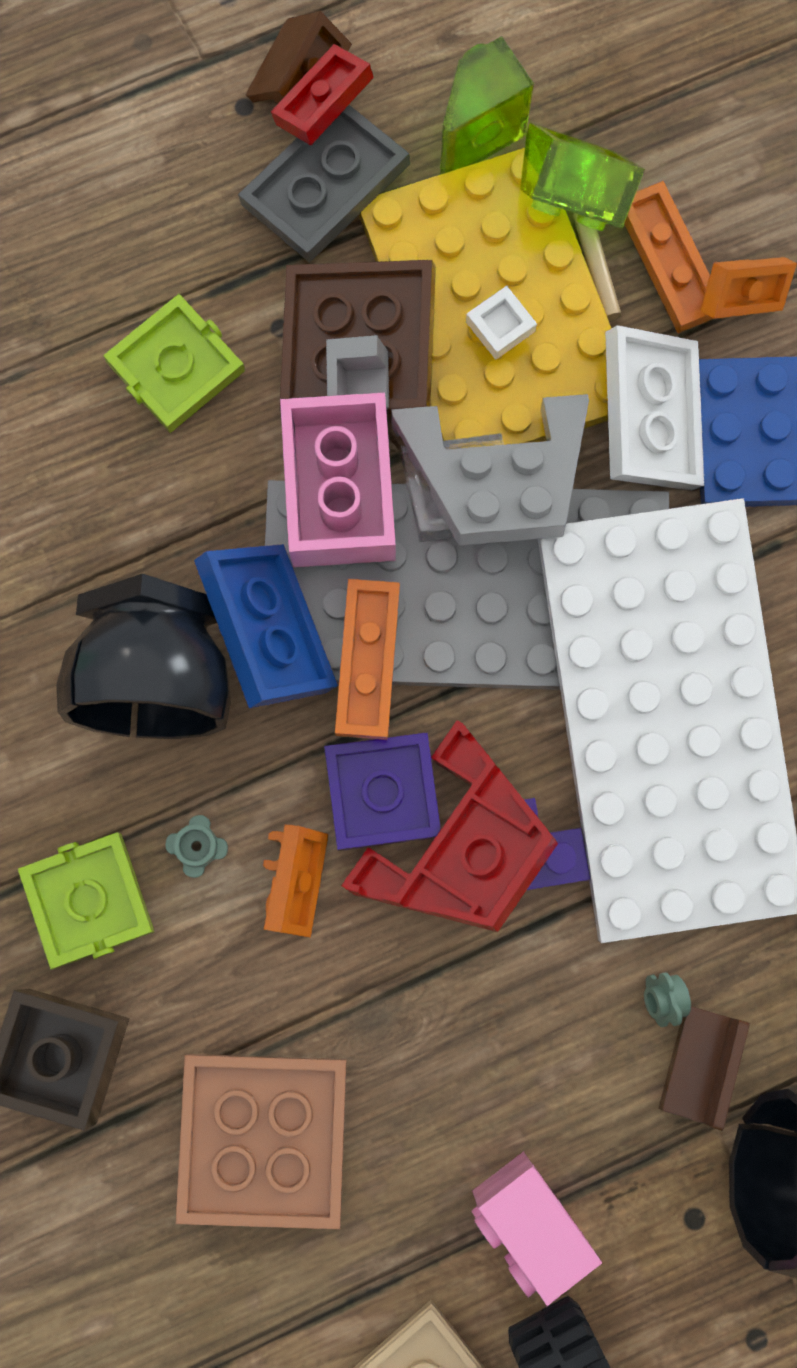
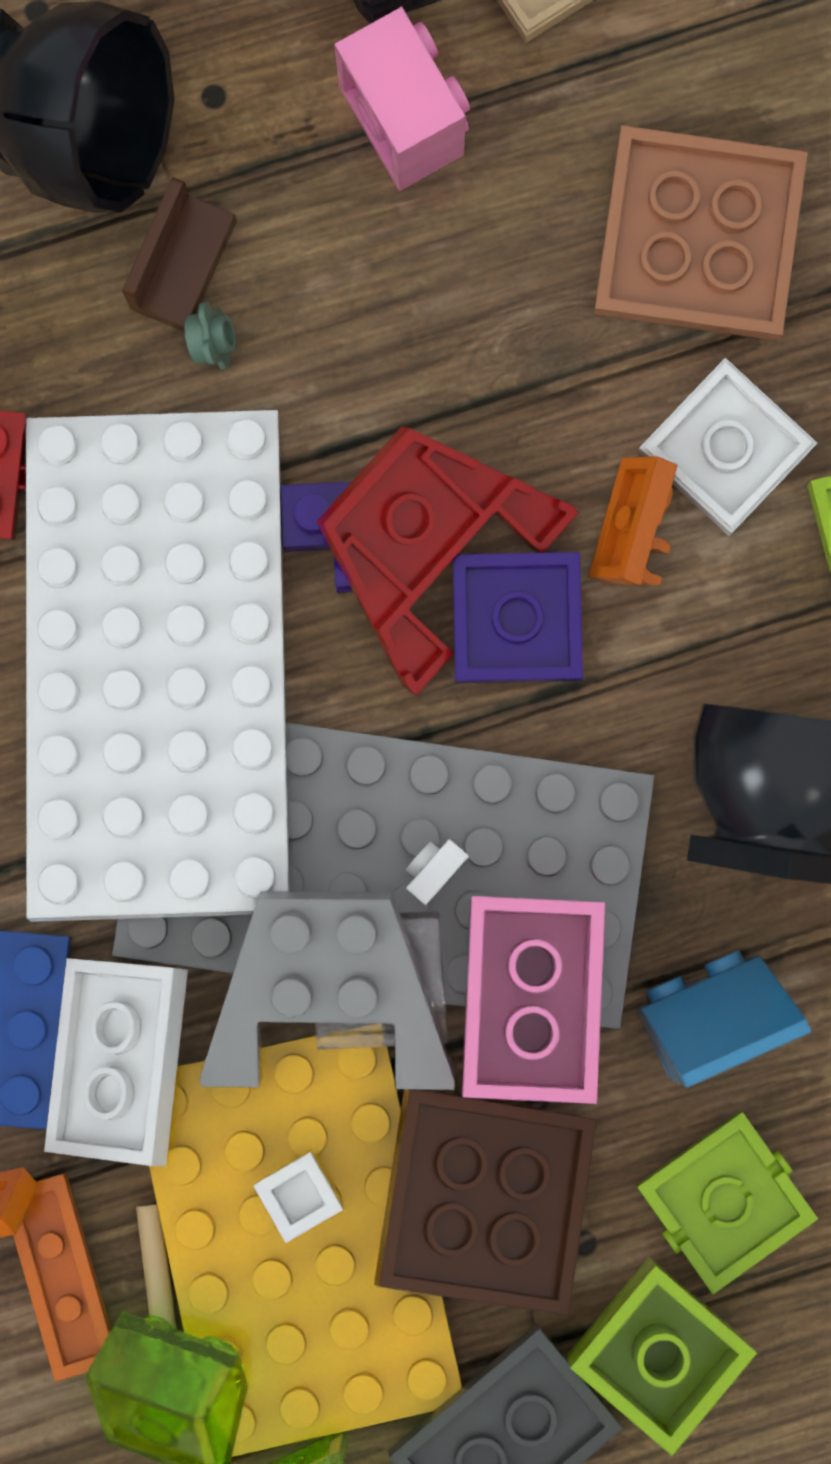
camera: 170 degrees left, 5 degrees up
(181, 846) = (766, 584): sand green plate -> none
(188, 478) = (719, 1018): none -> dark azure slope
(214, 243) = (660, 1356): none -> lime brick
(223, 957) = (728, 446): none -> white tile
(265, 624) = (641, 823): blue plate -> none
(357, 366) = (493, 1138): light grey panel -> none
(367, 659) = (519, 773): orange plate -> none
(426, 574) = (433, 869): none -> white plate

